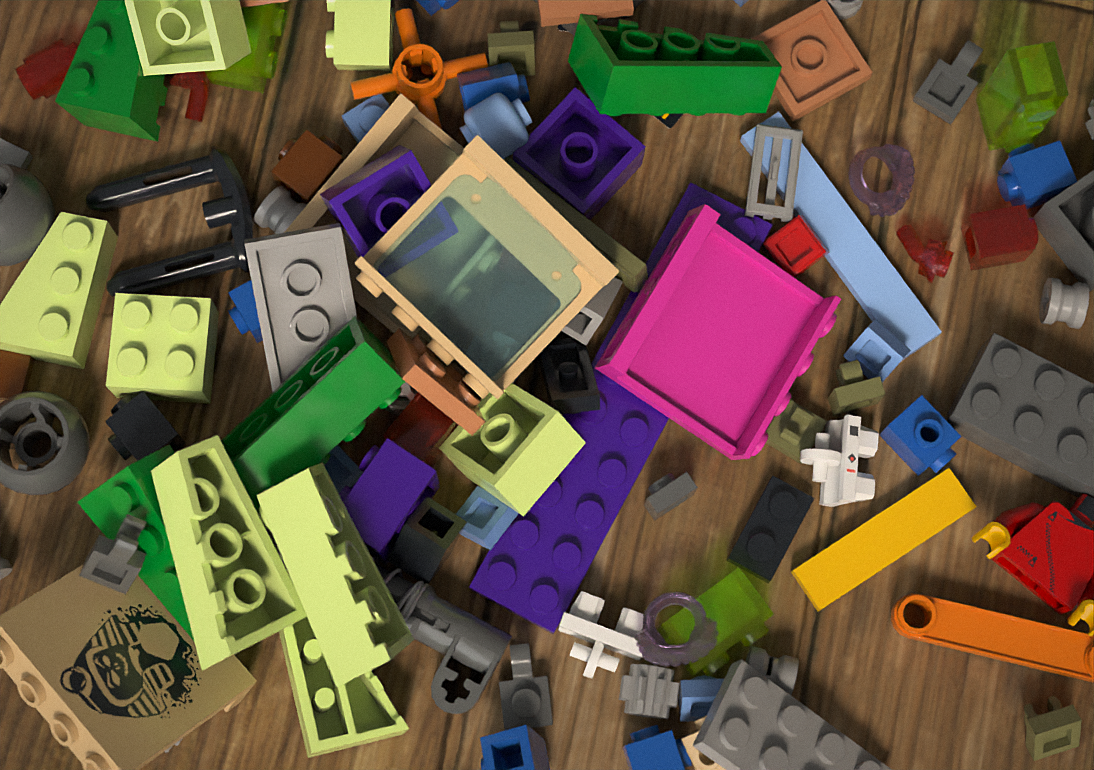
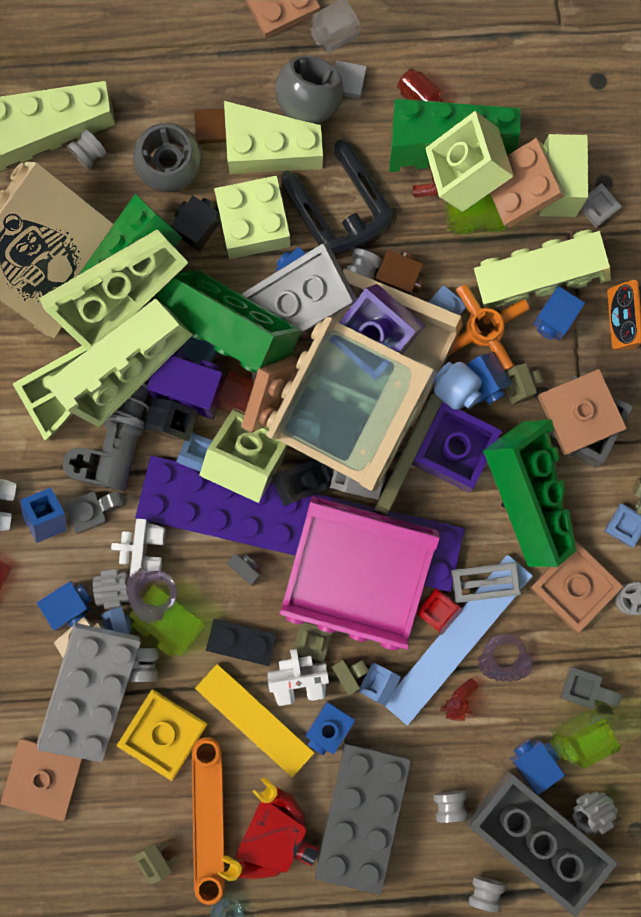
camera: 75 degrees right, 5 degrees up
(116, 561) = (99, 226): dark grey plate -> none
(873, 675) = (162, 734): none -> yellow tile
(999, 237) = (486, 750): clear red brick -> none

